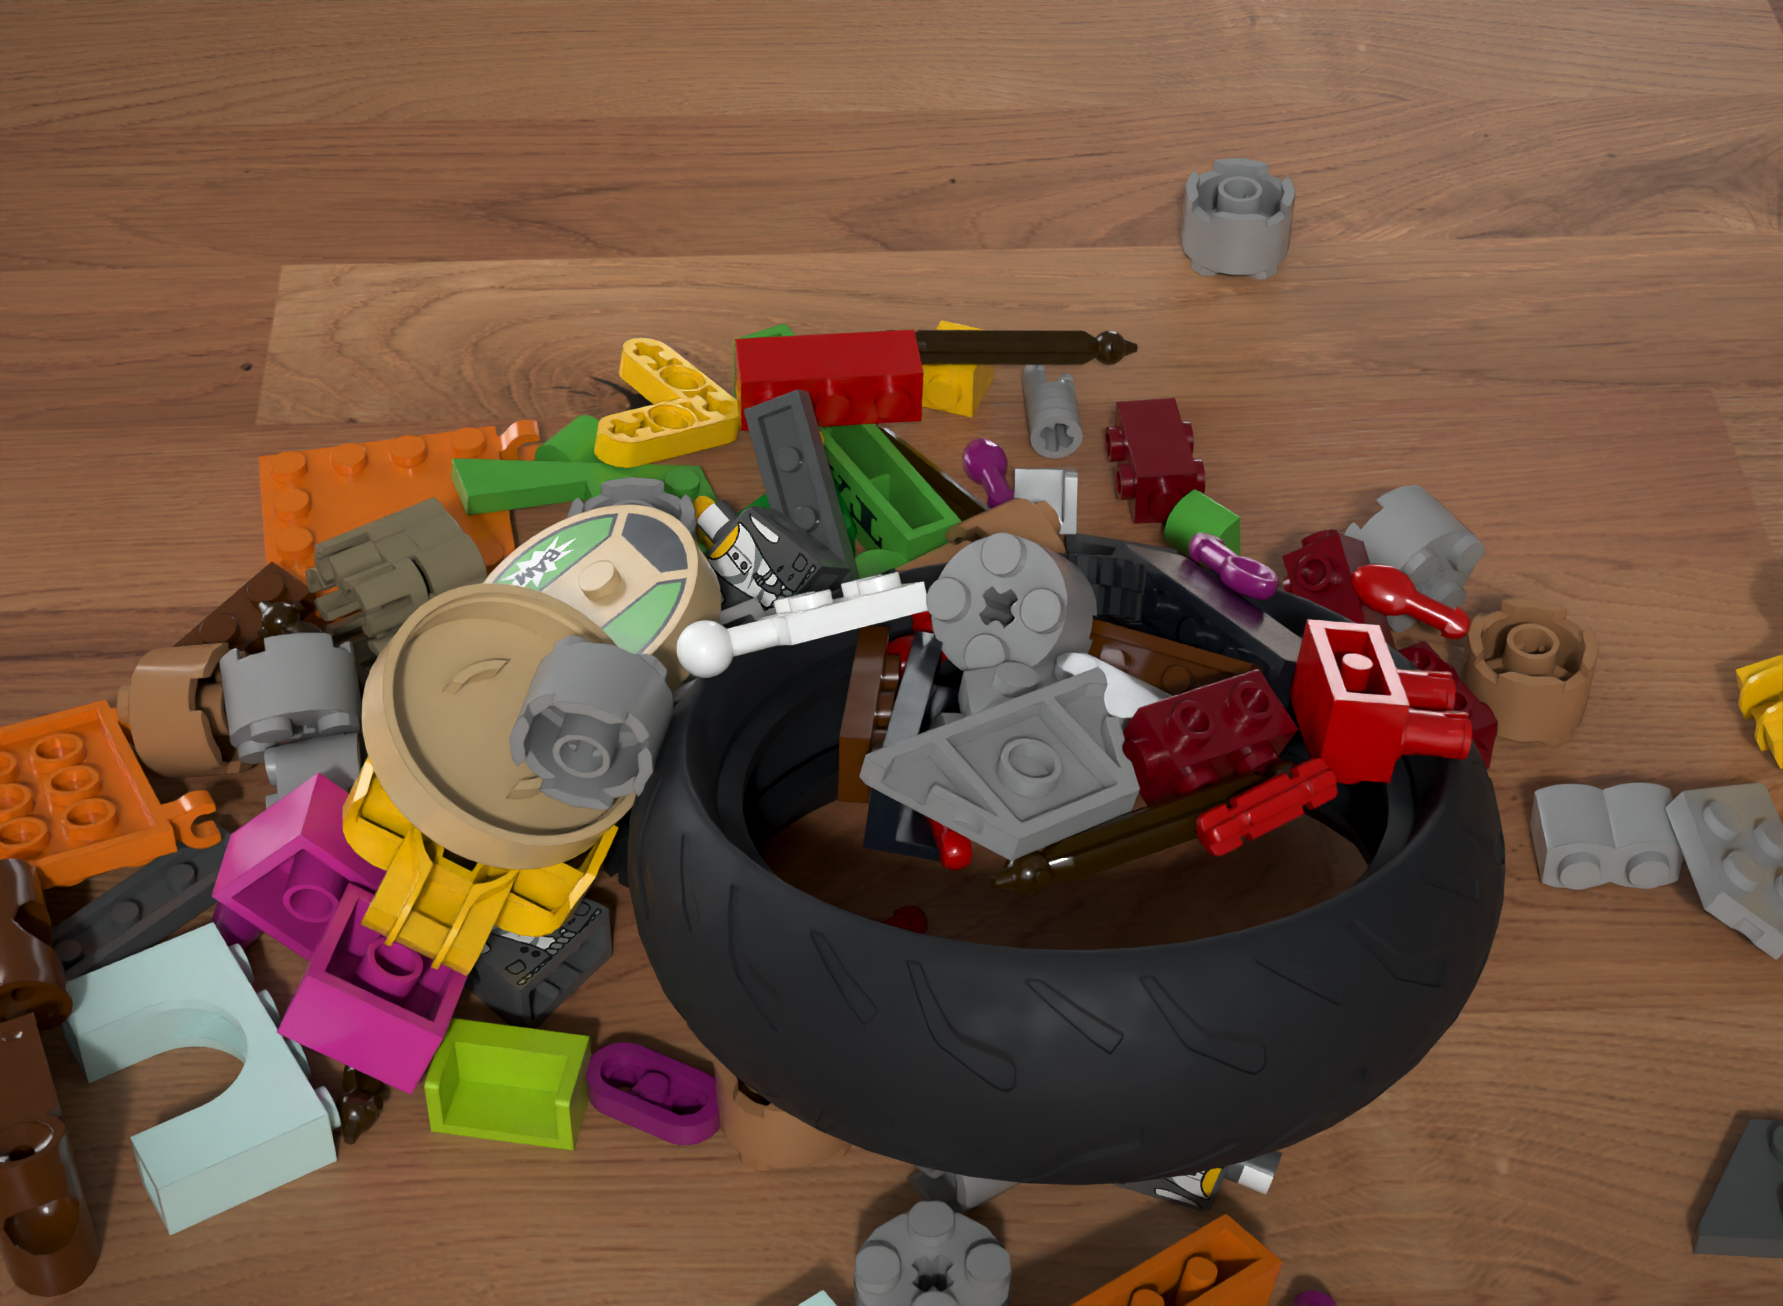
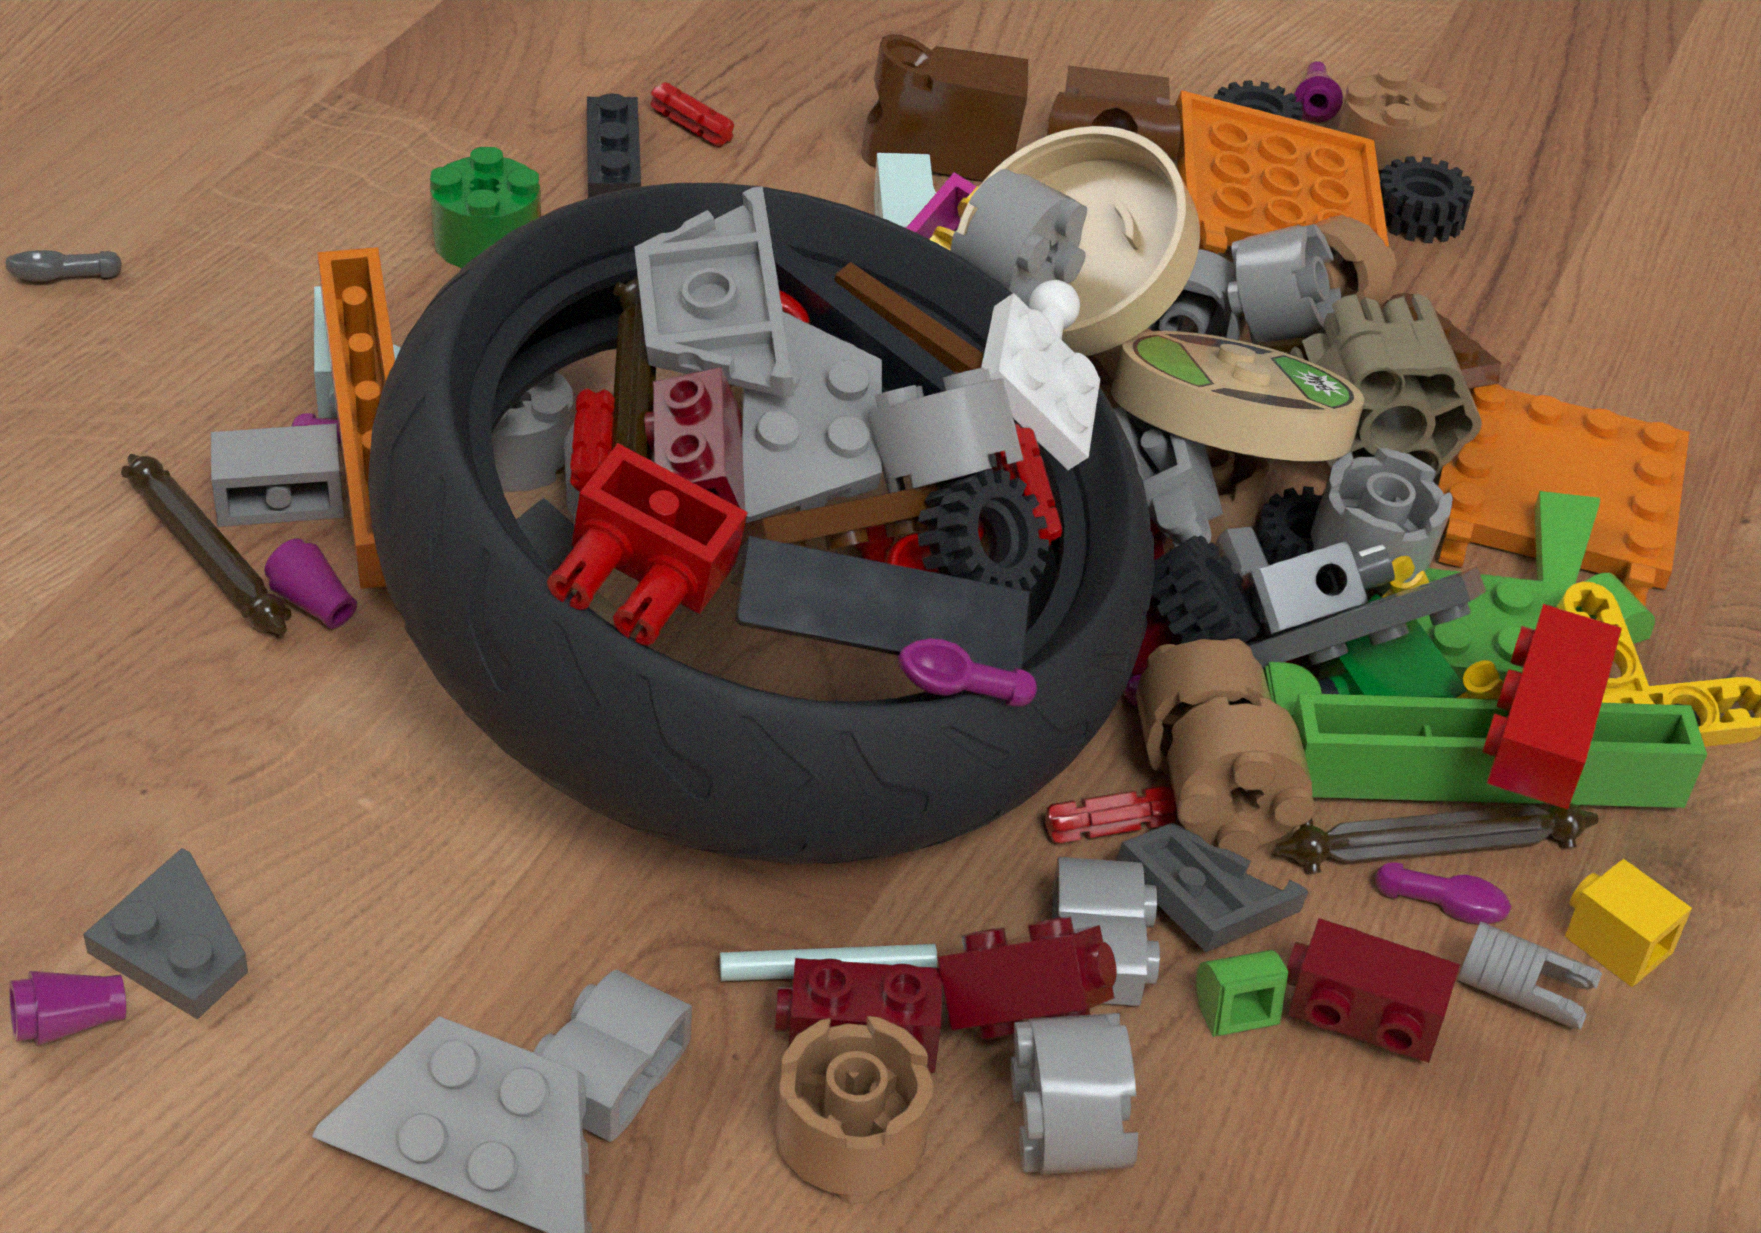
camera: 115 degrees right, 0 degrees up
(1020, 347) = (1603, 923): dark brown wheel -> none
(1055, 486) = (1340, 885): light grey panel -> none
(1394, 594) = (976, 974): red piece -> none

